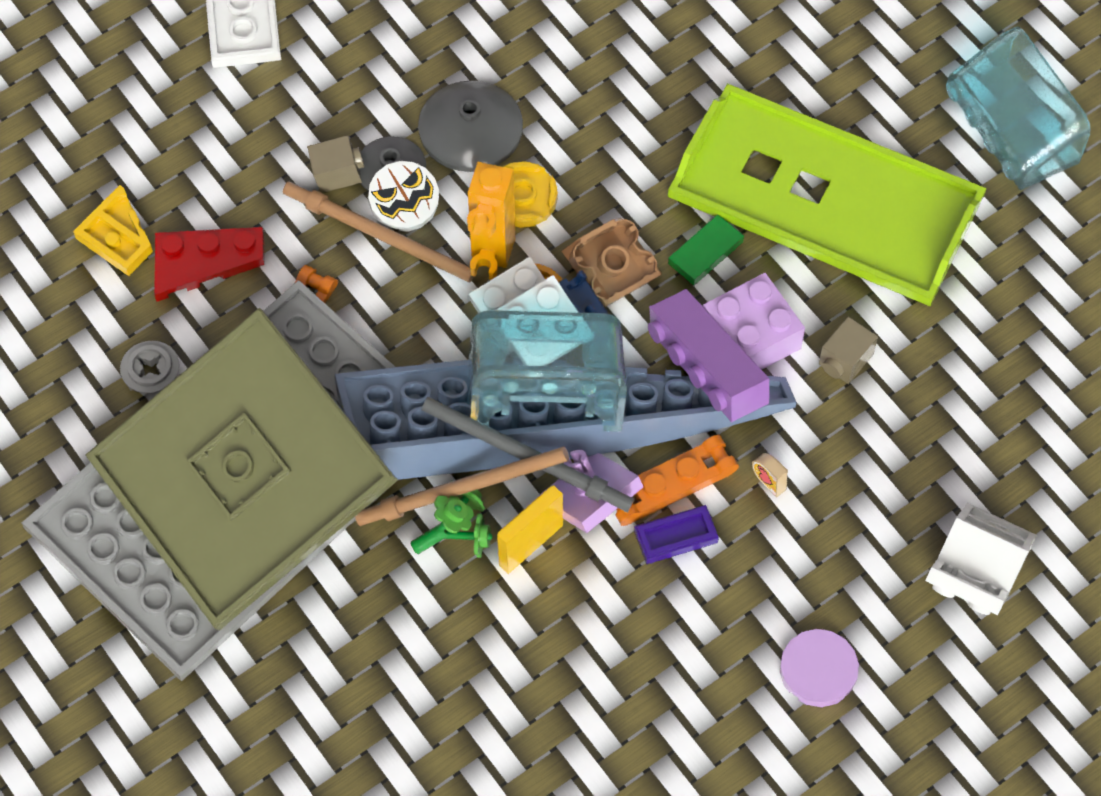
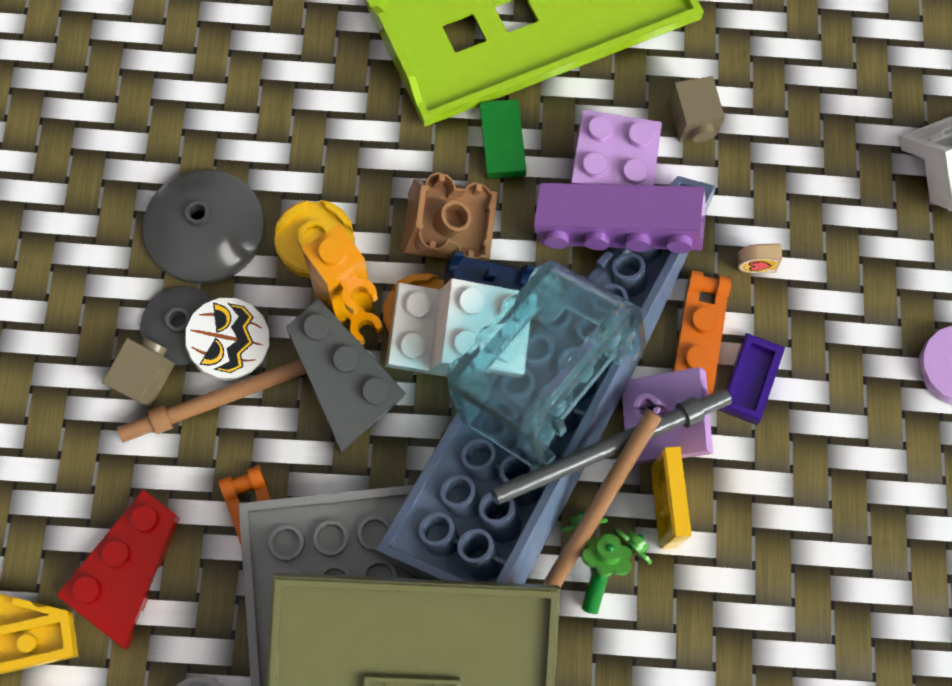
camera: 55 degrees left, 10 degrees up
(435, 276) = (342, 373): none -> dark grey wedge

